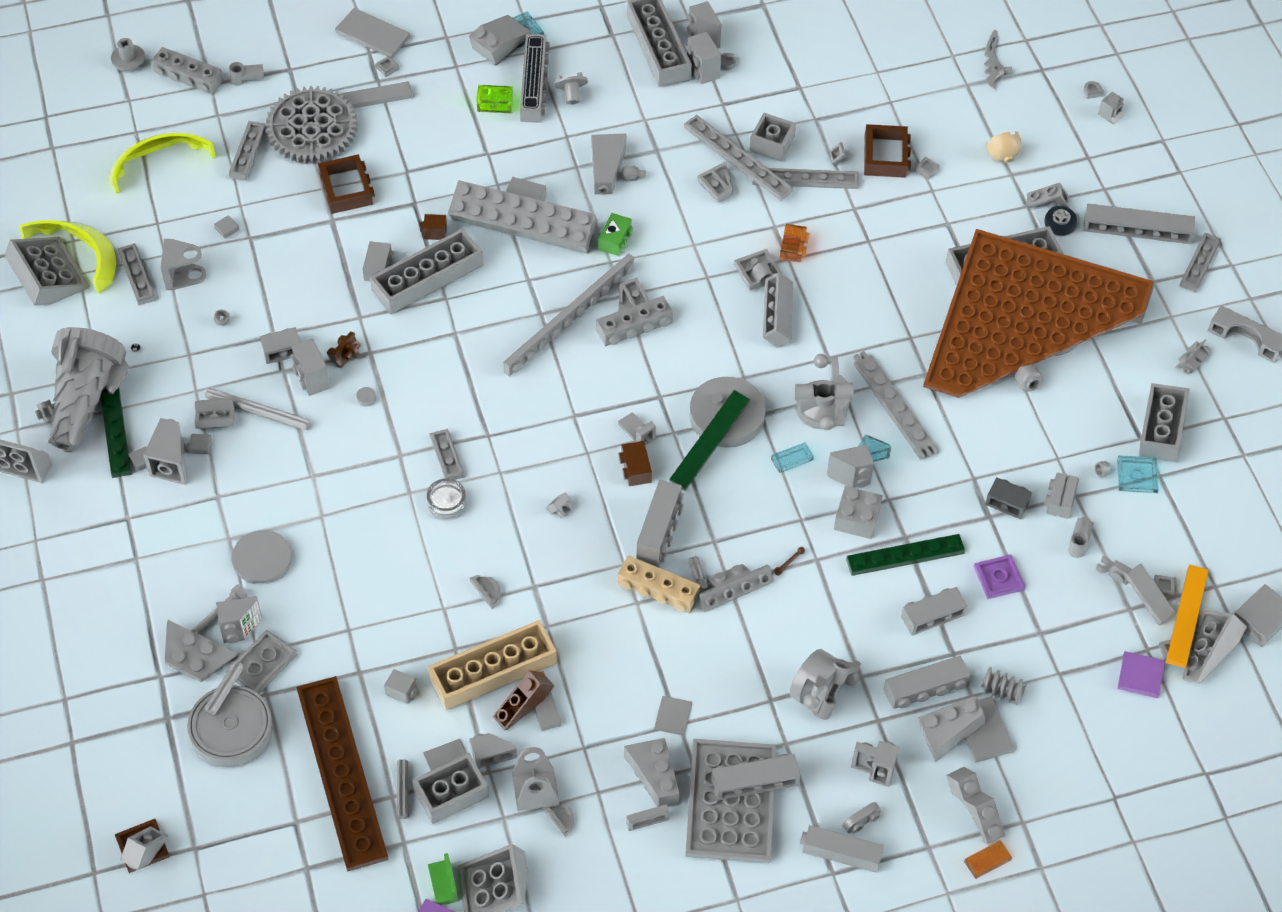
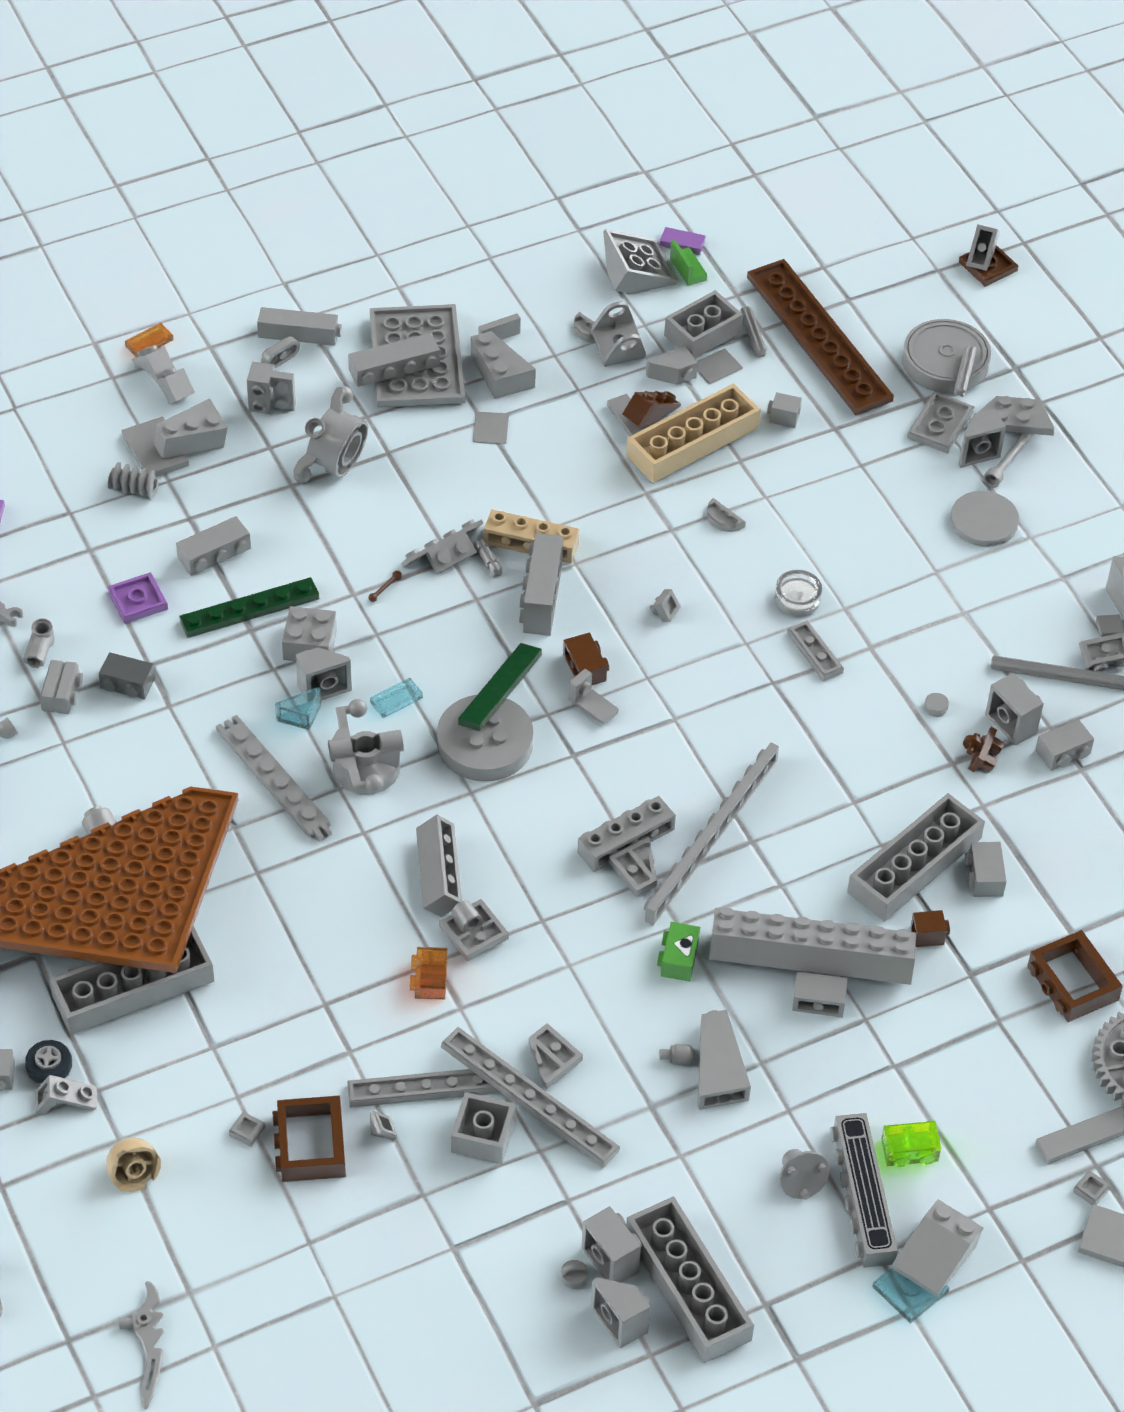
camera: 170 degrees right, 5 degrees down
(927, 682) = (218, 471): light grey brick -> none

